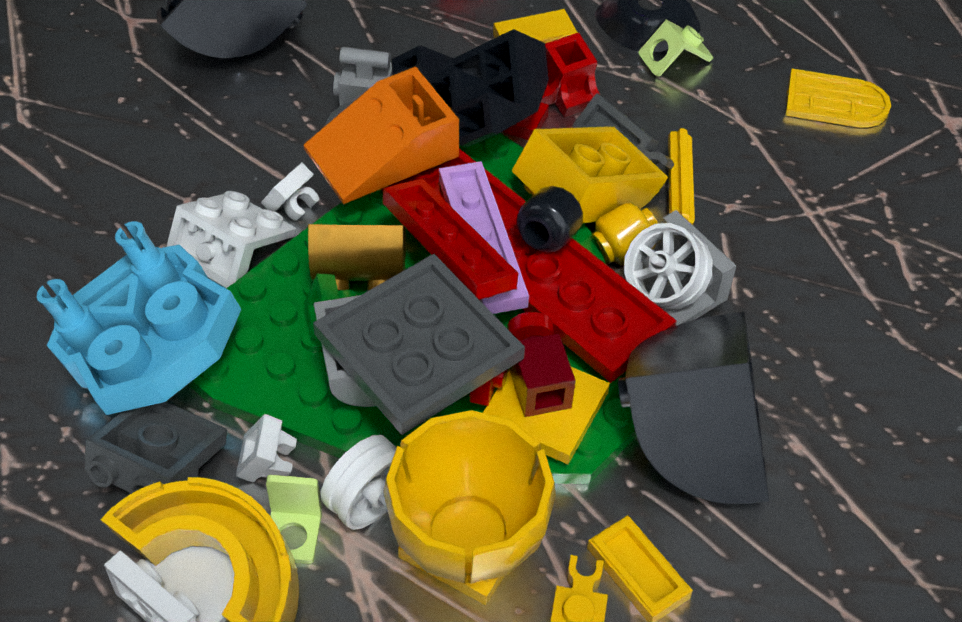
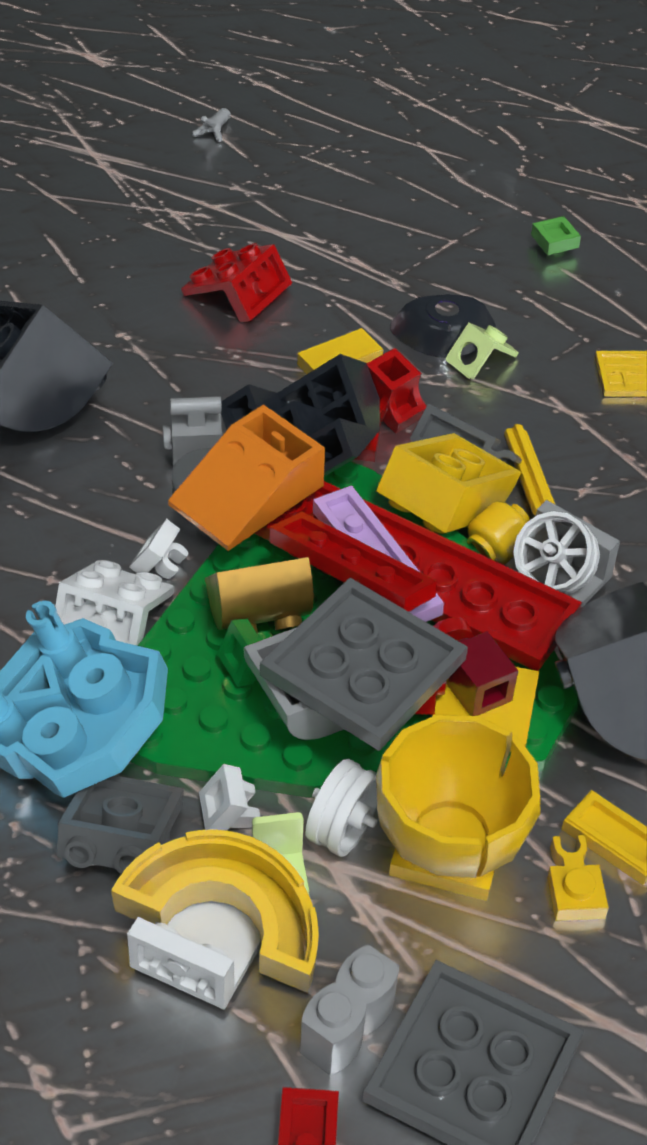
camera: 15 degrees left, 5 degrees down
(549, 219) = (436, 528): black head -> none

